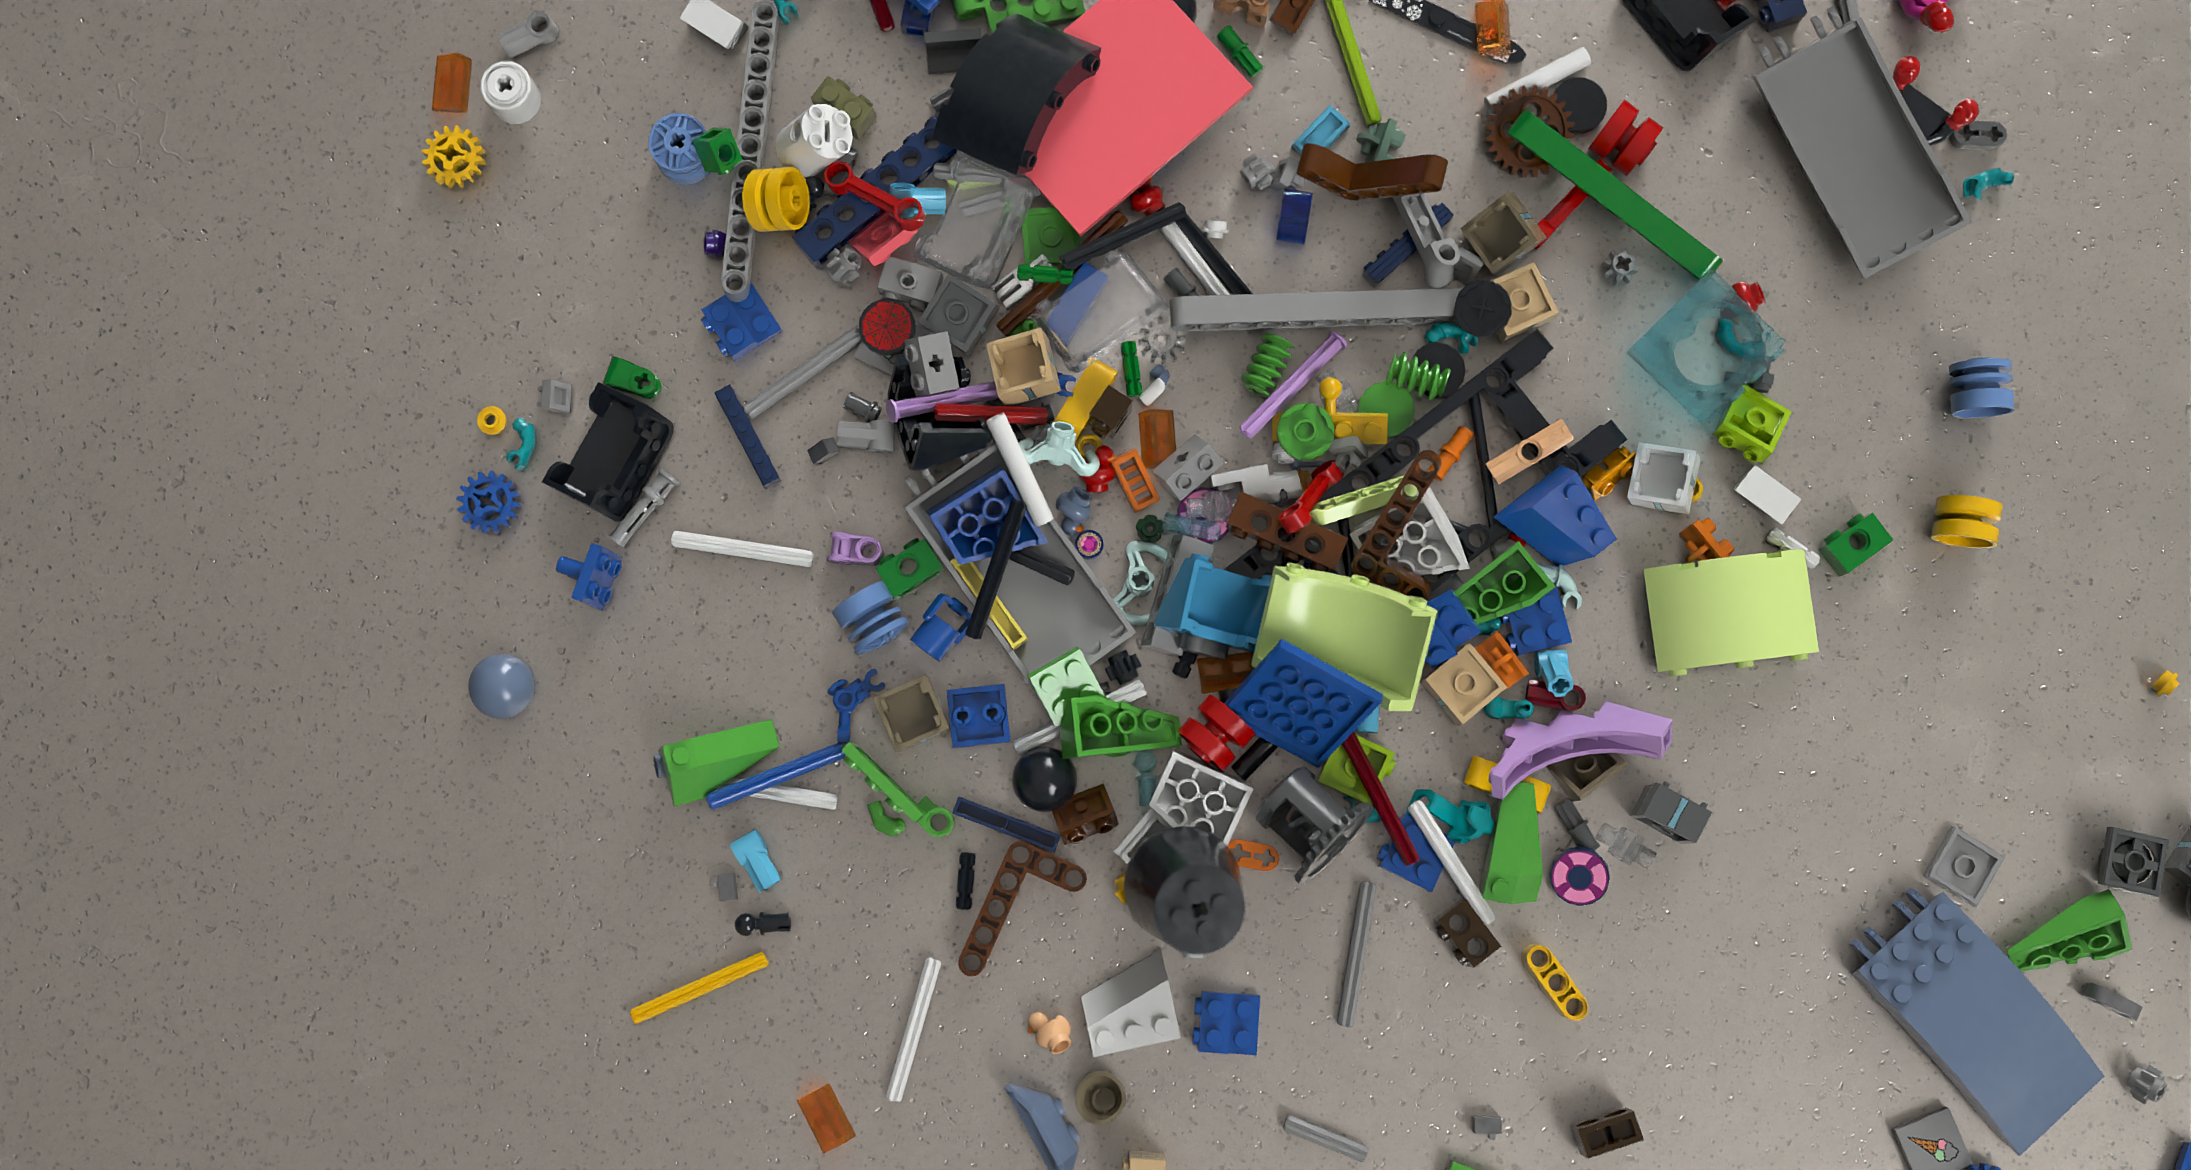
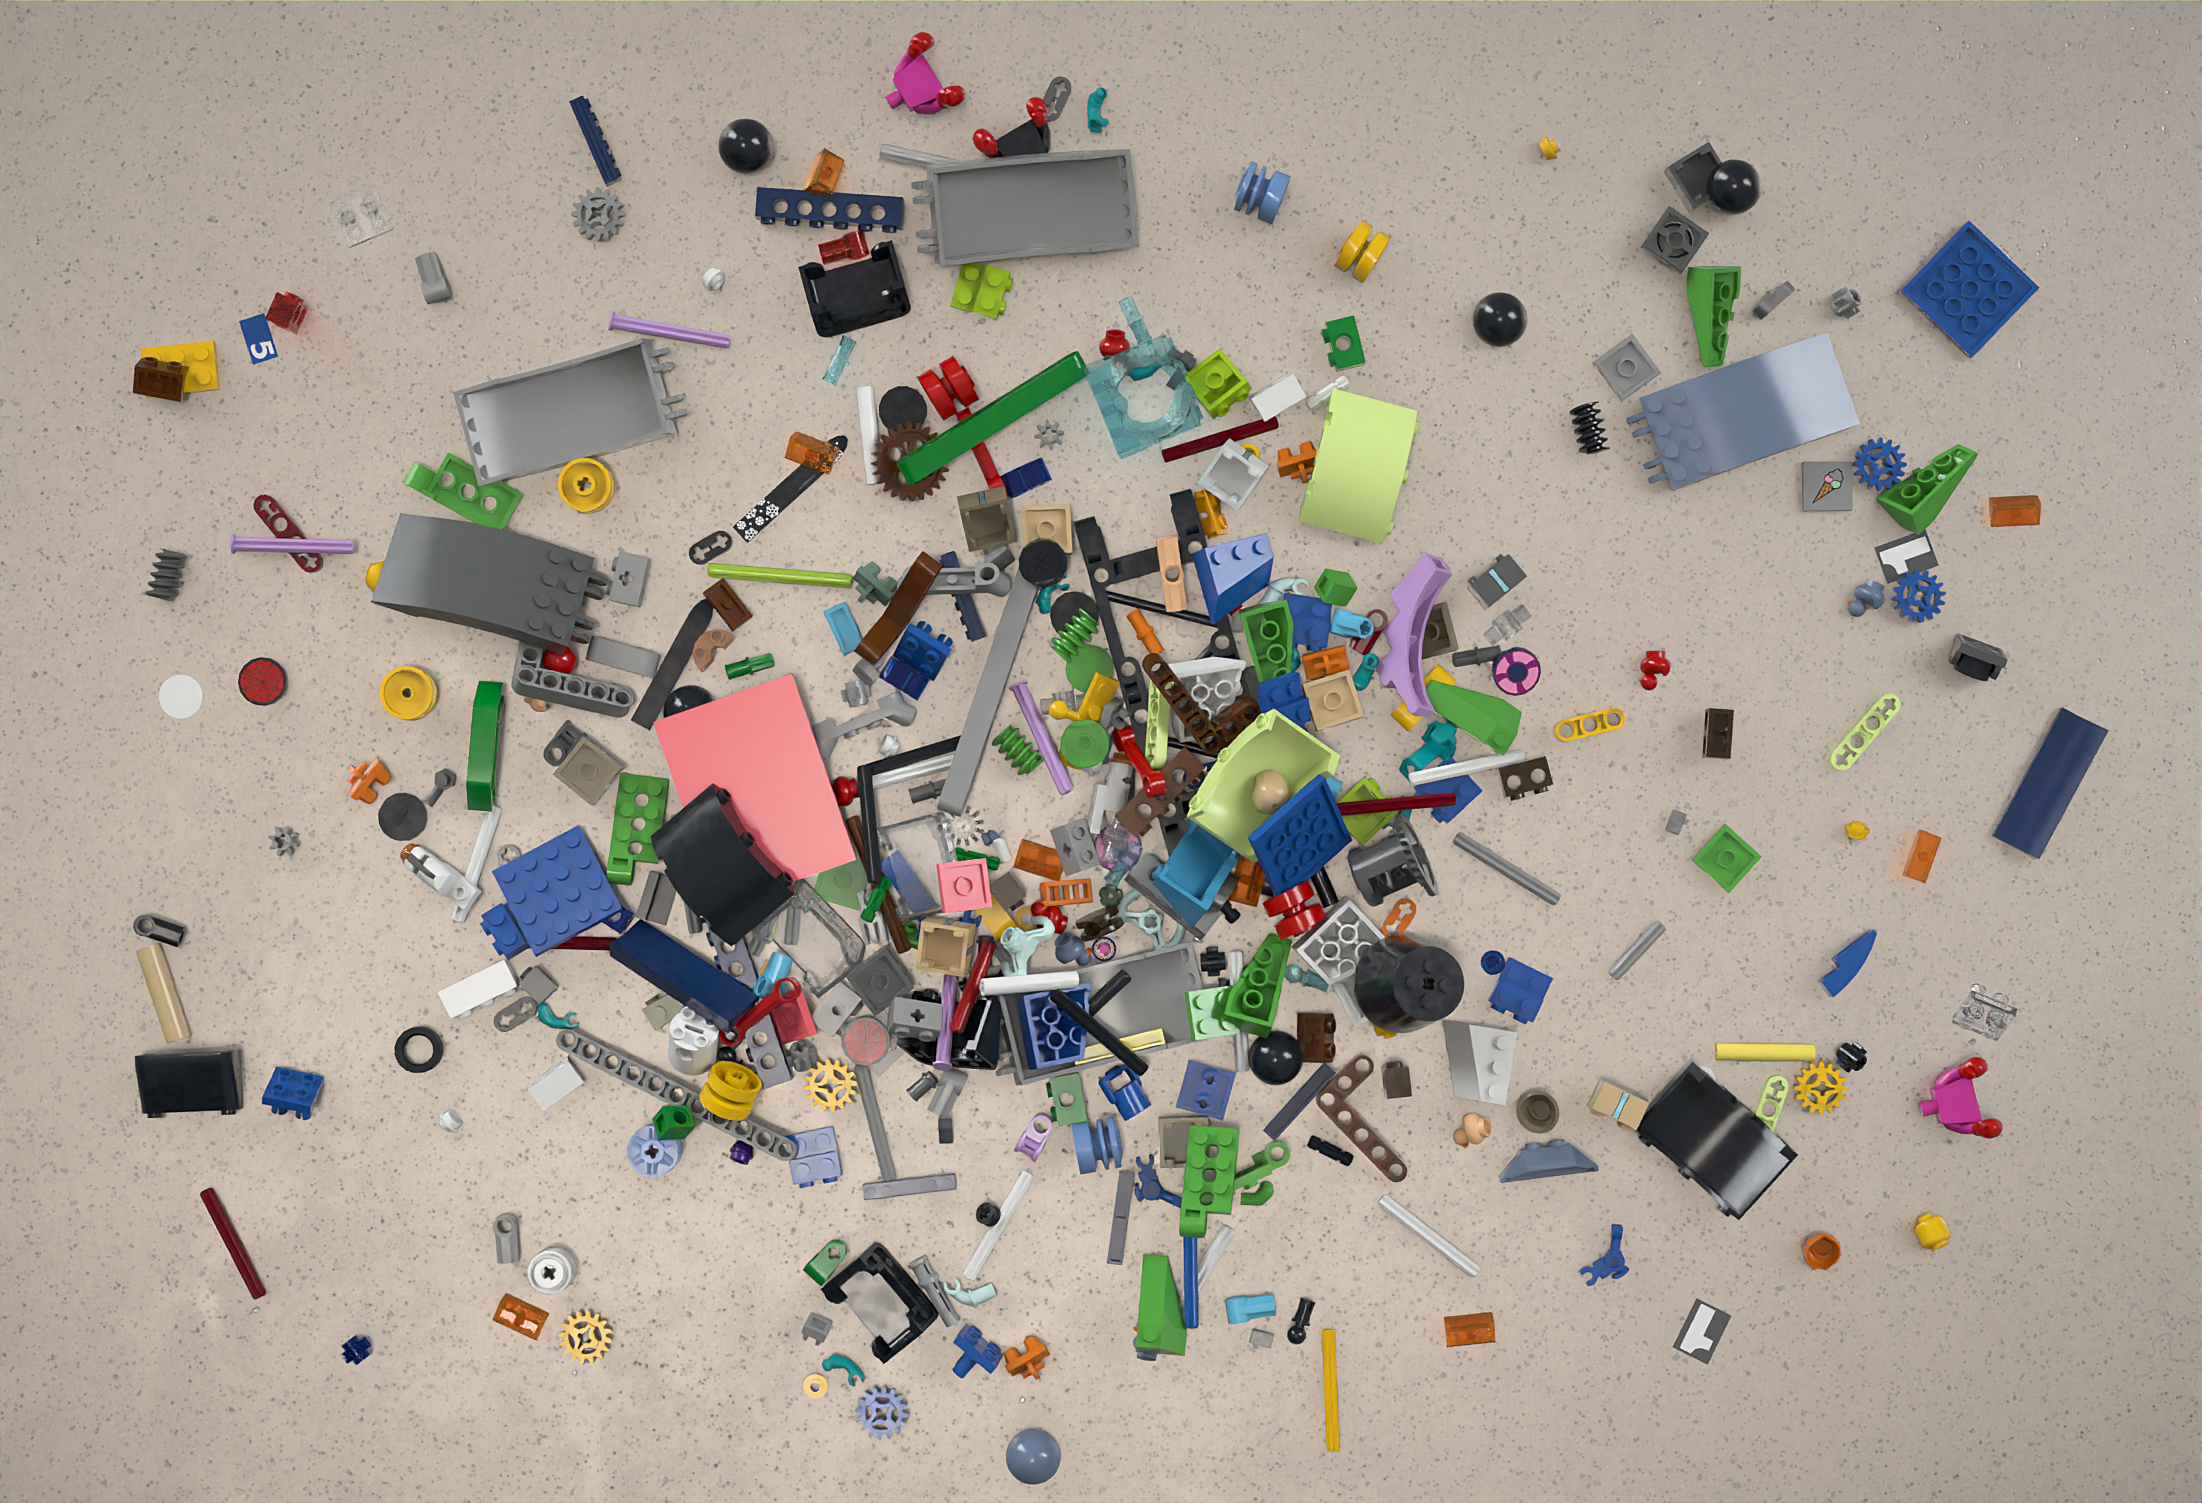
camera: 65 degrees left, 5 degrees up
(603, 640) = (1035, 1353): none -> orange hips
(651, 550) = (971, 1298): none -> light aqua piece
(749, 532) = (994, 1217): none -> black bush
(801, 678) = (1120, 1218): none -> piece
(815, 313) = (831, 1096): none -> yellow gear
(833, 751) = (1194, 1214): none -> bright green hinge
(881, 103) = (683, 975): none -> dark blue arch
(1072, 922) = (1396, 1080): none -> dark brown brick
(1098, 356) = (964, 885): none -> coral plate
(1115, 525) = (1098, 923): none -> dark brown head
(1246, 979) = (1492, 962): none -> clear blue tile
(1257, 213) = (891, 708): none -> light grey plate
(1333, 221) = (922, 650): none -> blue plate
(1342, 648) = (1270, 791): none -> tan helmet
(1563, 261) = (1026, 478): none -> clear blue beam
(1587, 640) = (1335, 587): none -> bright green panel
(1603, 18) = (839, 360): none -> clear light blue pin
(1652, 1028) = (1653, 664): none -> red animal
(1685, 441) = (1219, 439): none -> dark red axle
(1742, 137) = (981, 290): none -> lime plate
(1782, 309) = (1134, 320): none -> clear light blue axle
(1880, 849) = (1589, 428): none -> black piece
(1955, 704) = (1500, 319): none -> black piece

